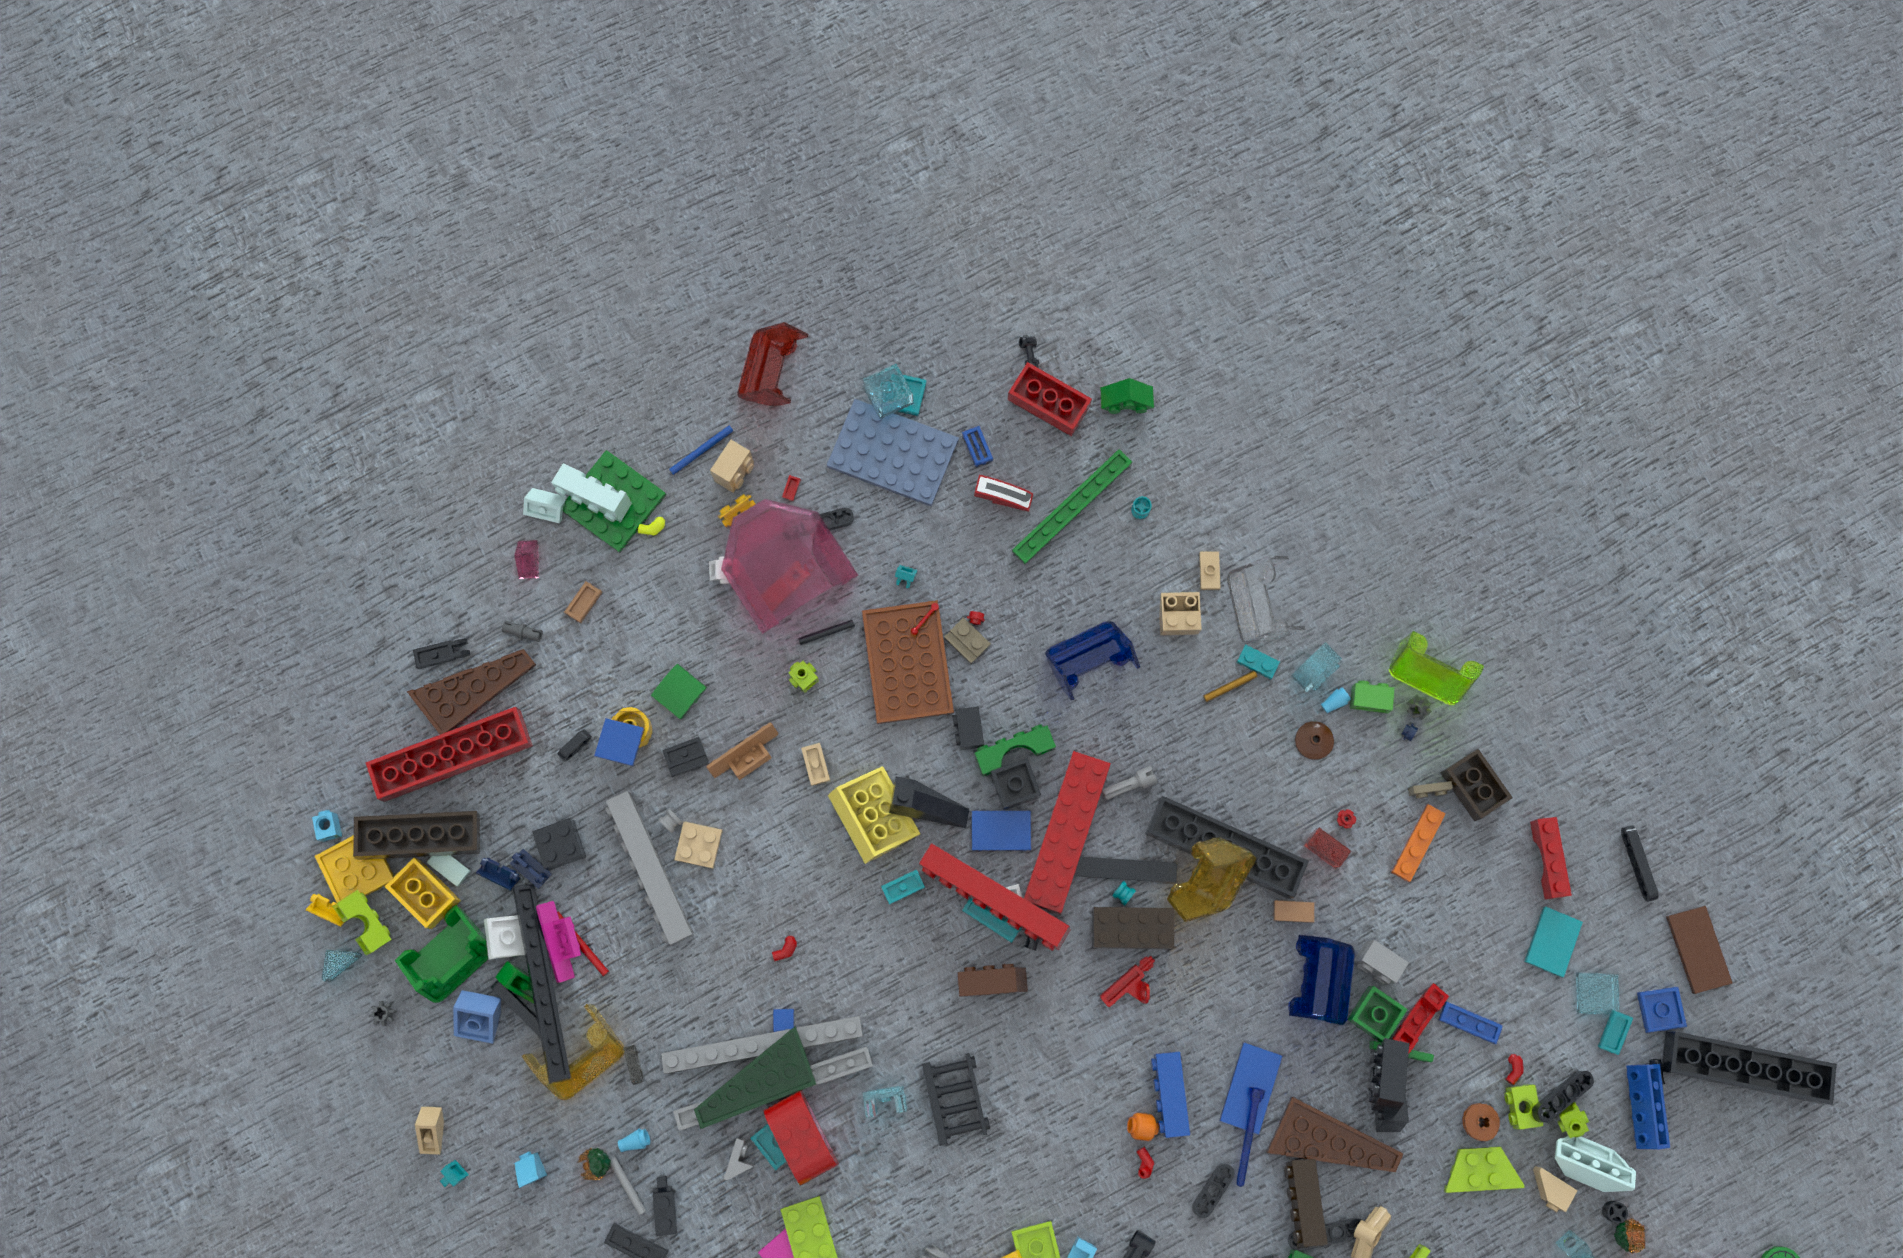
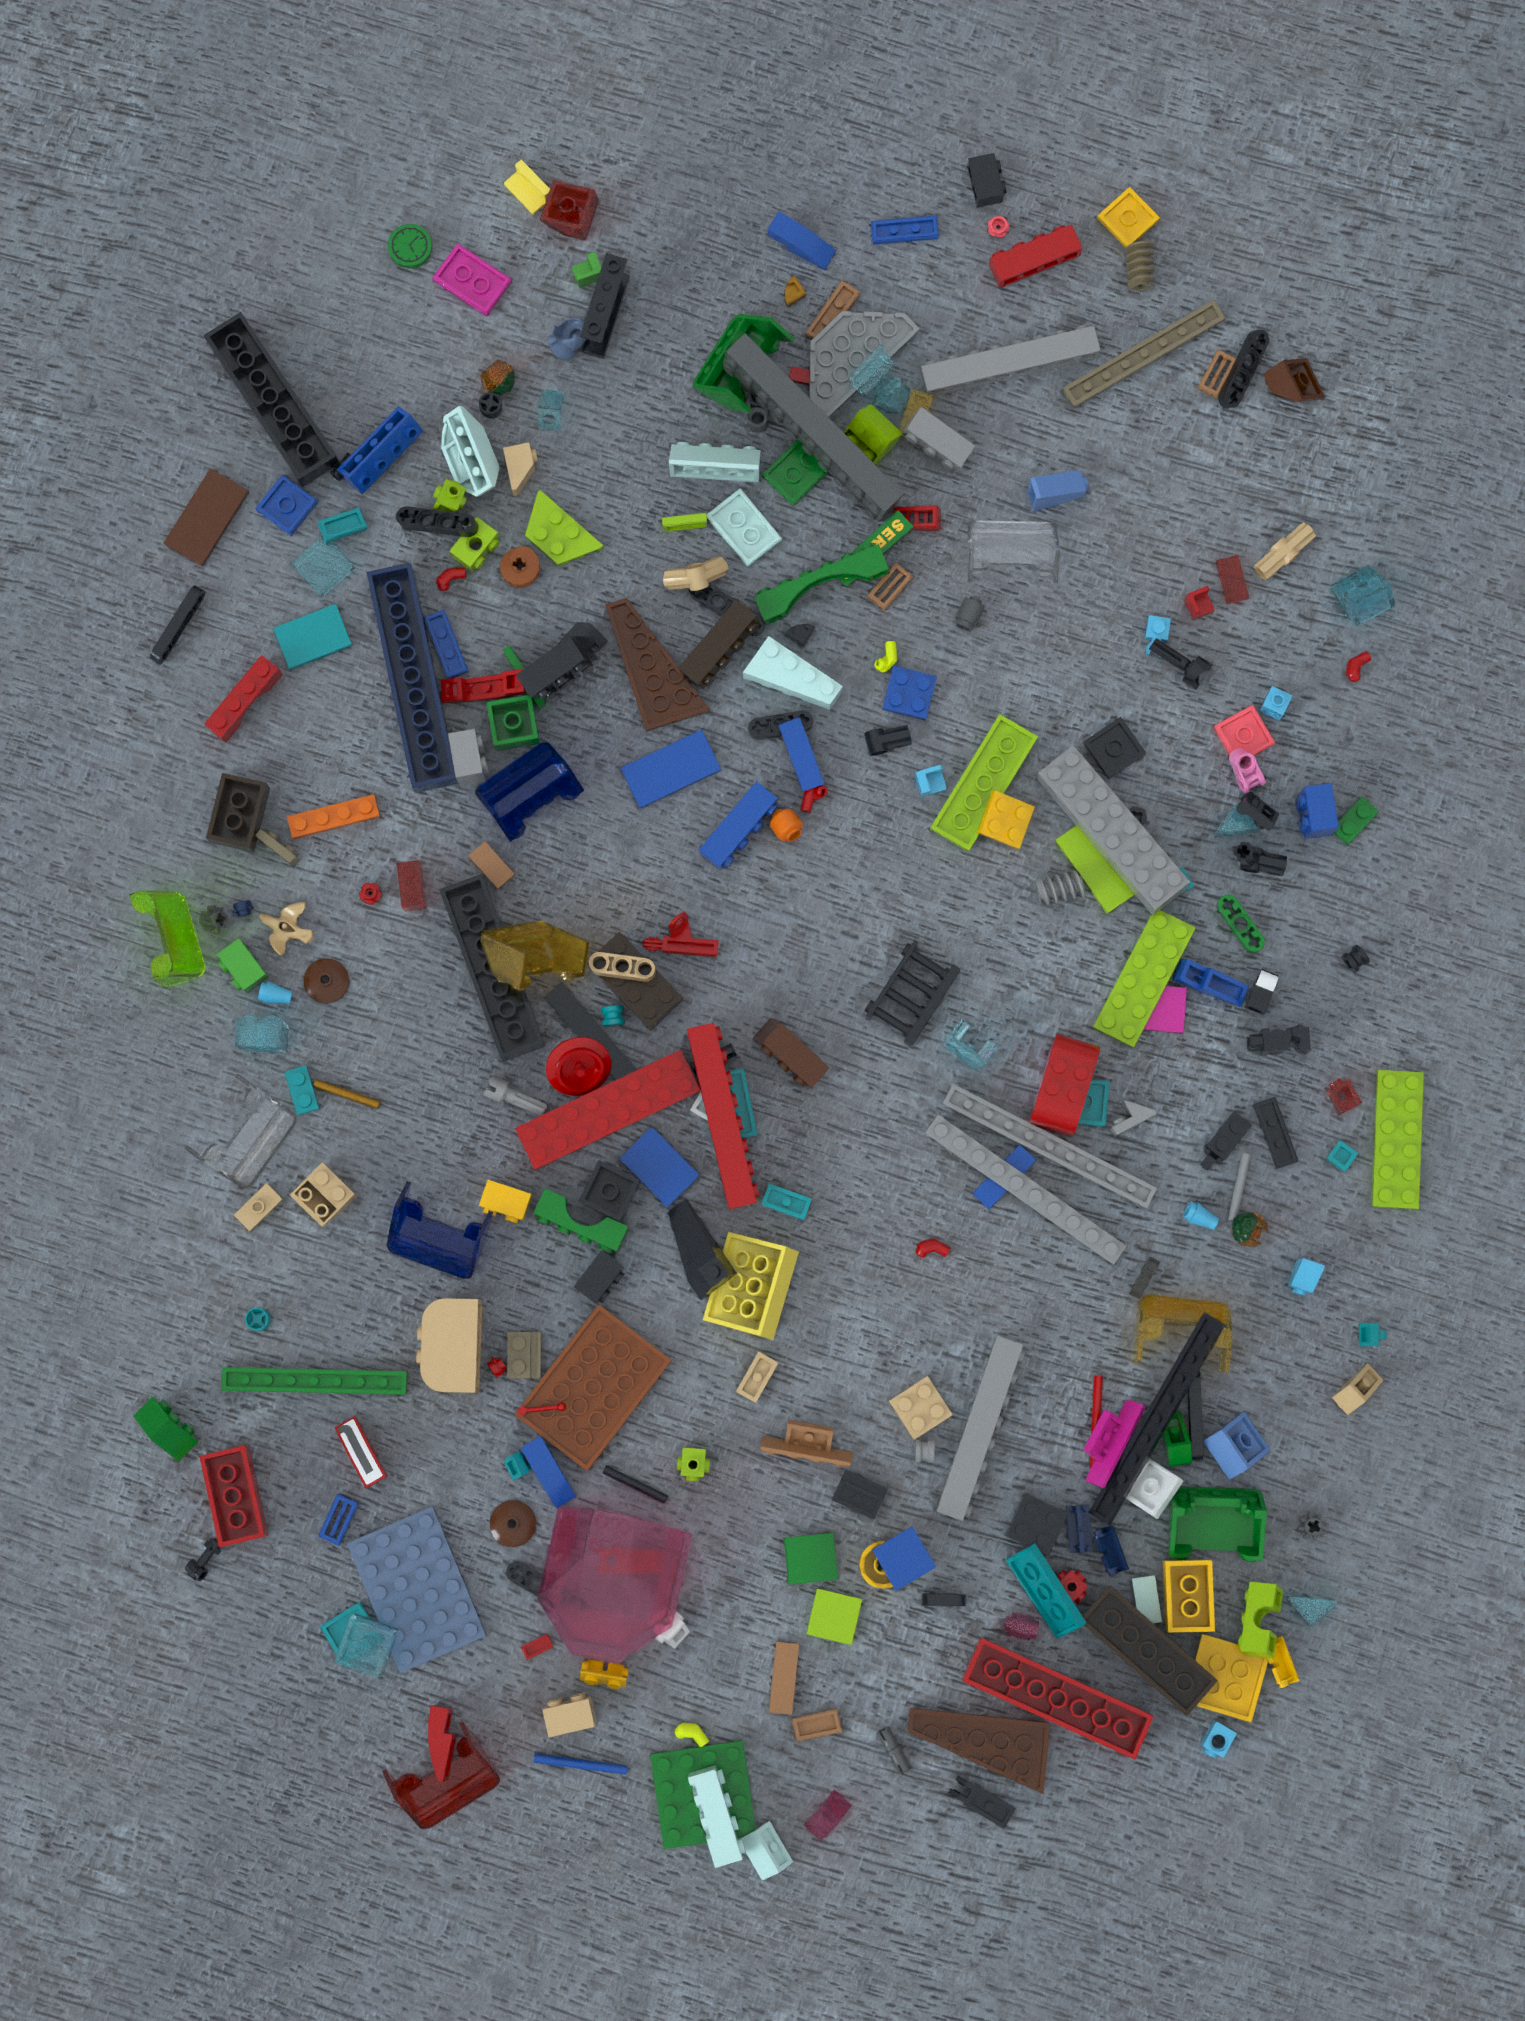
camera: 130 degrees left, 5 degrees up
(508, 832) = (1077, 1578): none -> red brick
(511, 775) = (1021, 1626): none -> clear pink brick
(514, 809) = (1045, 1591): none -> teal tile
(628, 609) = (784, 1677): none -> medium nougat tile
(632, 672) = (834, 1616): none -> lime tile
(770, 1076) = (1044, 1156): dark green wing -> none
(793, 385) = (441, 1740): none -> red slope
(876, 550) = (521, 1514): none -> reddish brown dish
(884, 588) = (548, 1471): none -> blue slope
(1013, 601) = (451, 1345): none -> tan brick
(1071, 716) = (506, 1201): none -> yellow brick
(1112, 840) = (578, 1066): none -> red piece
(1156, 919) = (612, 961): none -> tan beam
(1181, 1183) = (801, 754): none -> blue slope
(1241, 1231) = (785, 671): none -> light aqua wedge
(1255, 1096) = (674, 758): clear blue piece -> none
(1371, 746) = (286, 927): none -> tan animal
(1470, 979) = (412, 677): none -> dark blue brick

